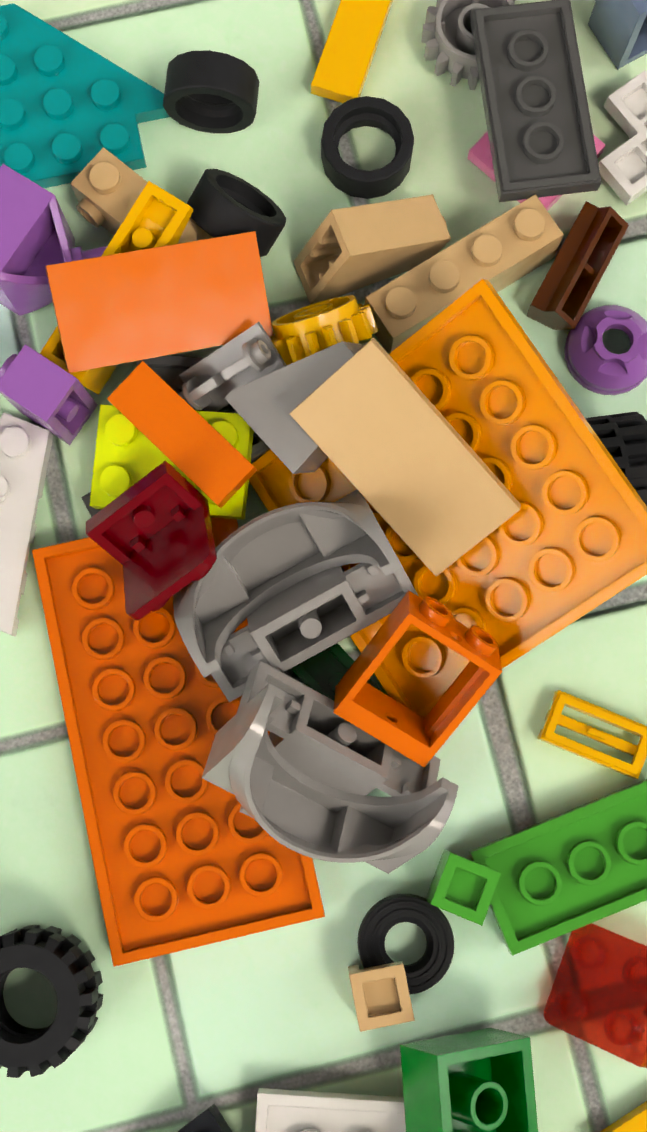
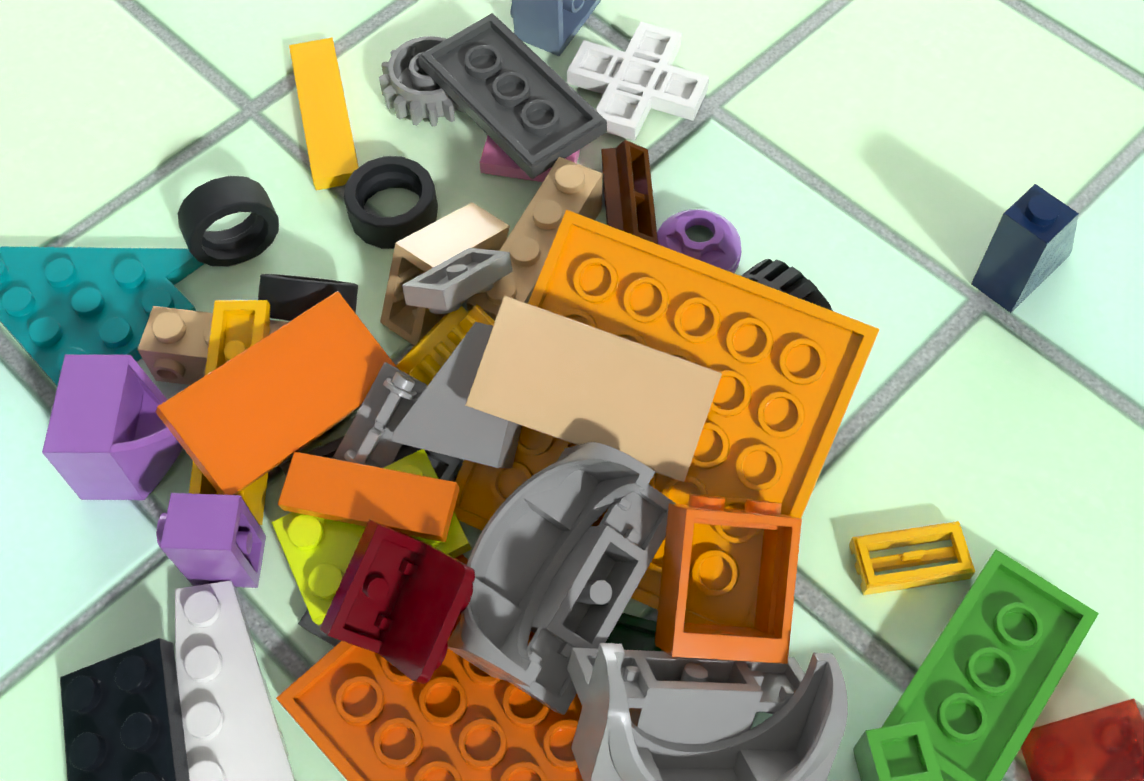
camera: 30 degrees left, 20 degrees down
(363, 278) = (457, 280): none -> light grey plate

